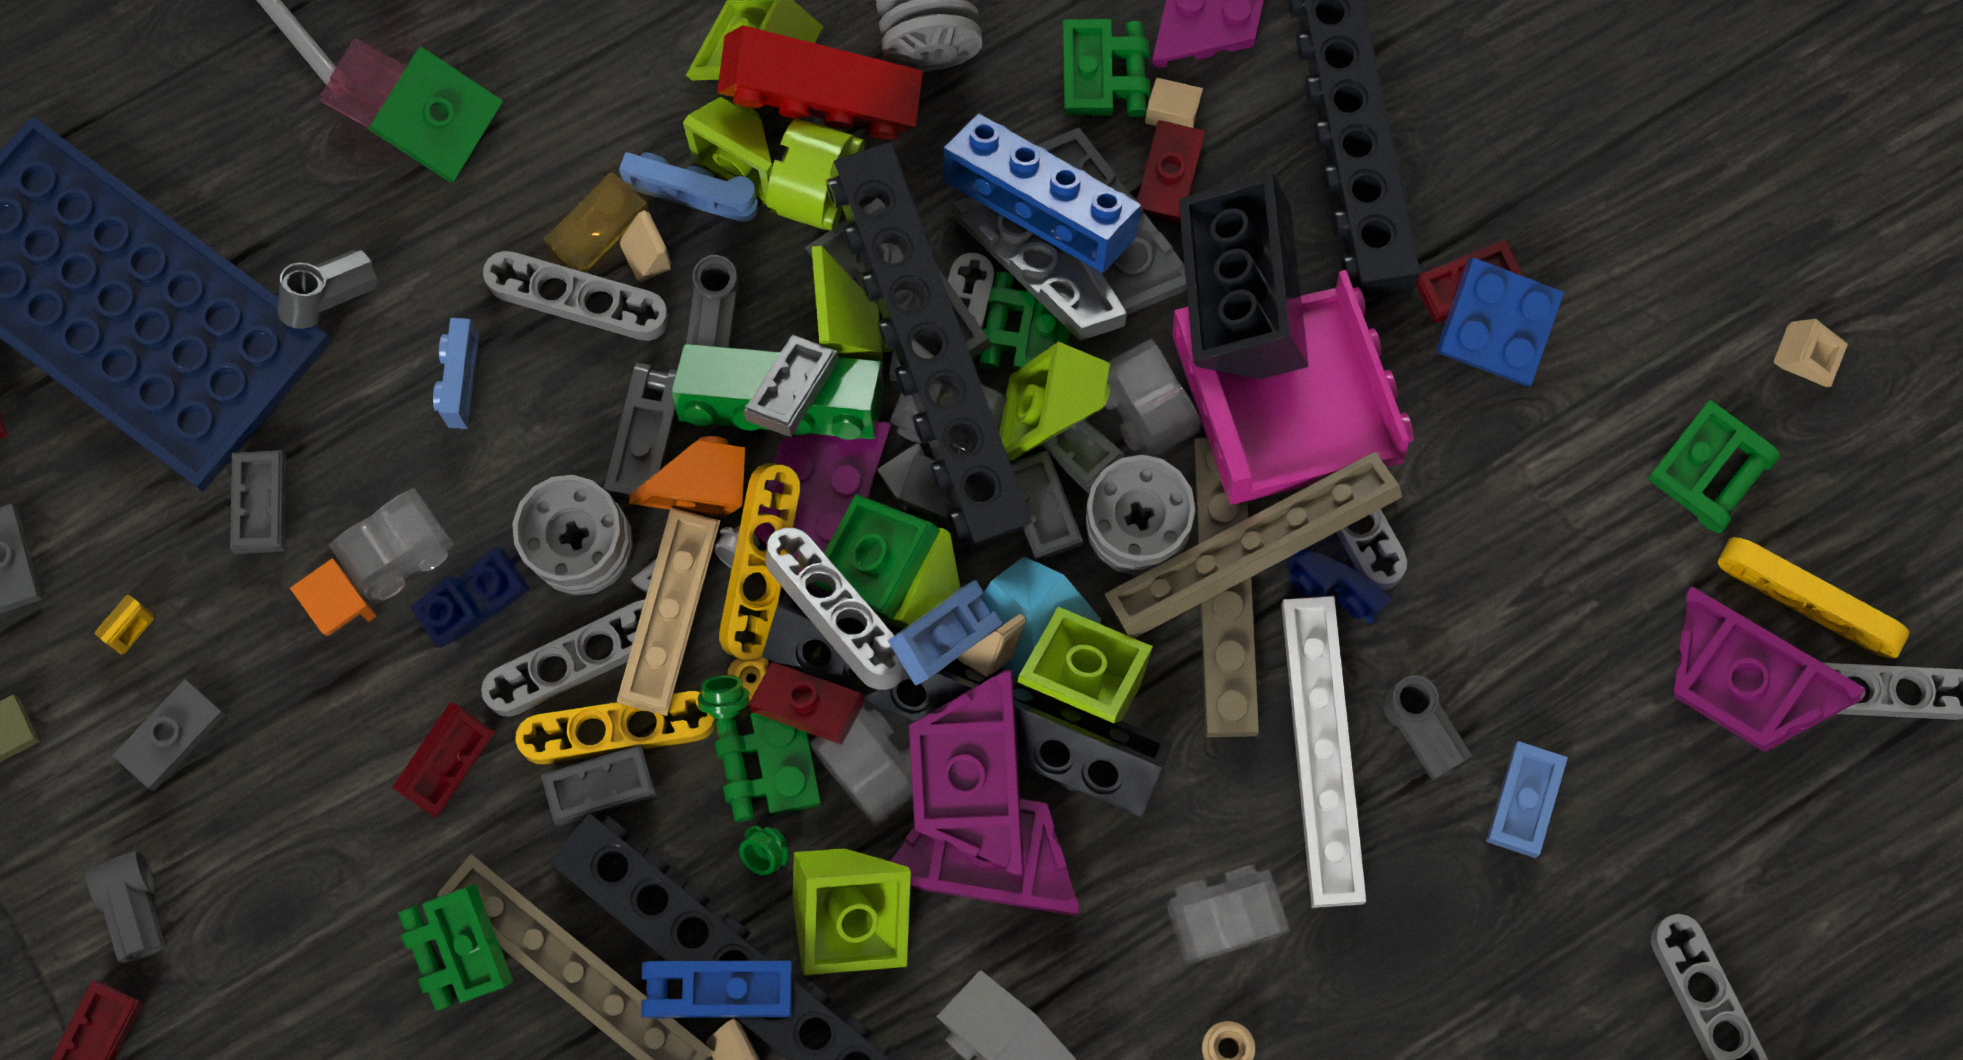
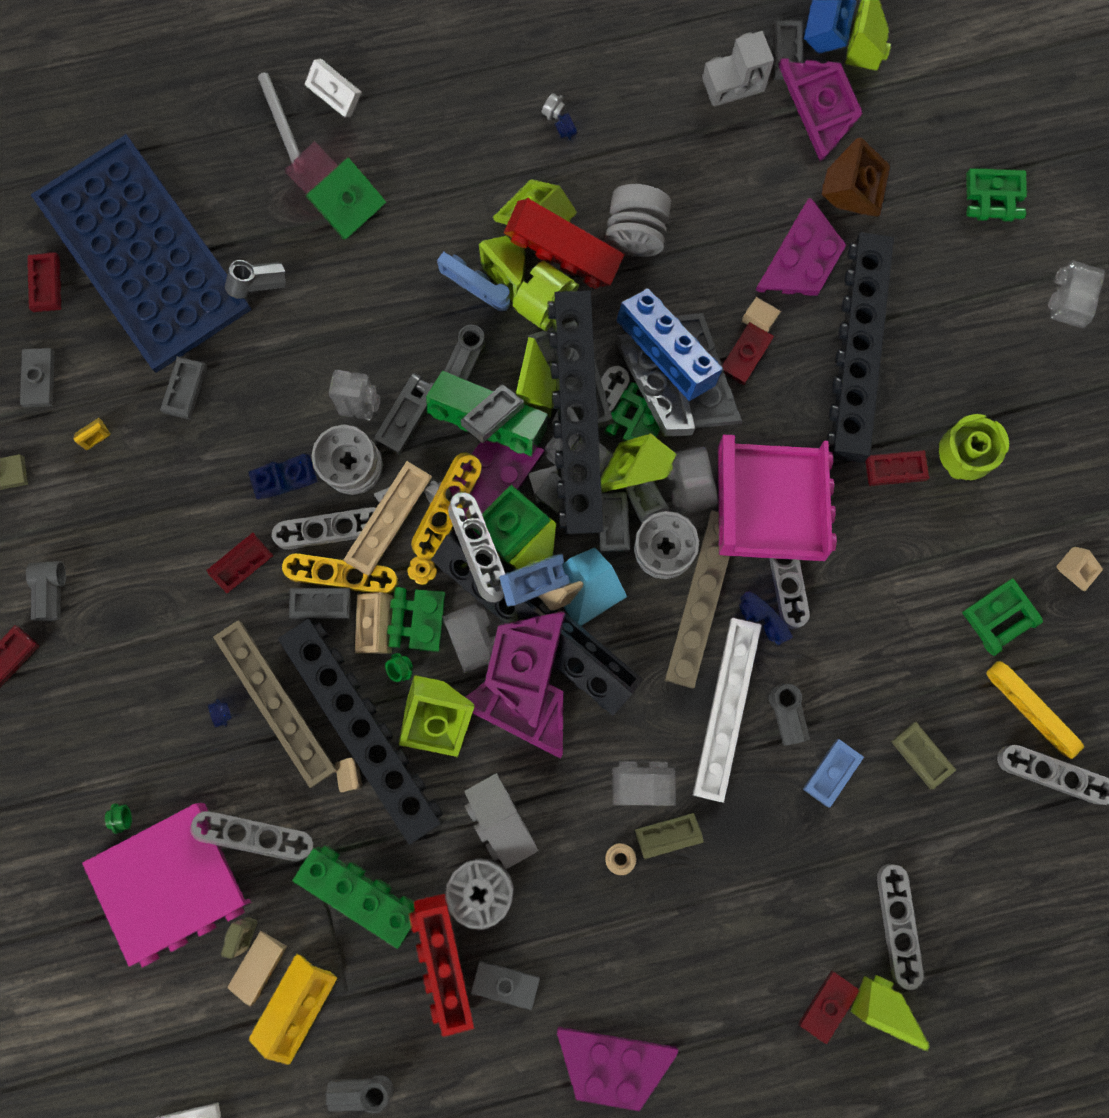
camera: 15 degrees right, 5 degrees up
(168, 735) = (97, 502): dark grey plate -> none
(331, 598) = (206, 454): orange panel -> none
(392, 546) = (248, 435): clear brick -> none
(459, 354) = (317, 341): medium blue plate -> none
(465, 943) = (219, 669): green plate -> none
(486, 1019) = (219, 713): none -> clear blue plate
(551, 426) = (353, 395): none -> clear brick
(573, 302) = (391, 326): light grey beam -> none
(595, 223) = (416, 287): clear yellow plate -> none
(645, 248) = (439, 309): tan slope -> none
(695, 792) = (372, 621): none -> tan slope
(699, 480) = (427, 449): orange slope -> none
(718, 989) = (348, 740): blue plate -> none
(723, 696) = (402, 576): green plate -> none
(806, 703) = (447, 594): dark red plate -> none
(1087, 665) = (608, 622): lime slope -> none
(1088, 68) = (719, 281): green plate -> none
(1243, 279) = (767, 429): black slope -> none
(1253, 545) = (725, 582): dark tan plate -> none
(1295, 984) = (669, 836): none -> olive plate
(1499, 322) = (906, 496): blue plate -> none
(1555, 217) = (973, 431): none -> lime brick
(1661, 726) = (923, 755): none -> olive plate
(1753, 678) = (985, 745): magenta wing -> none

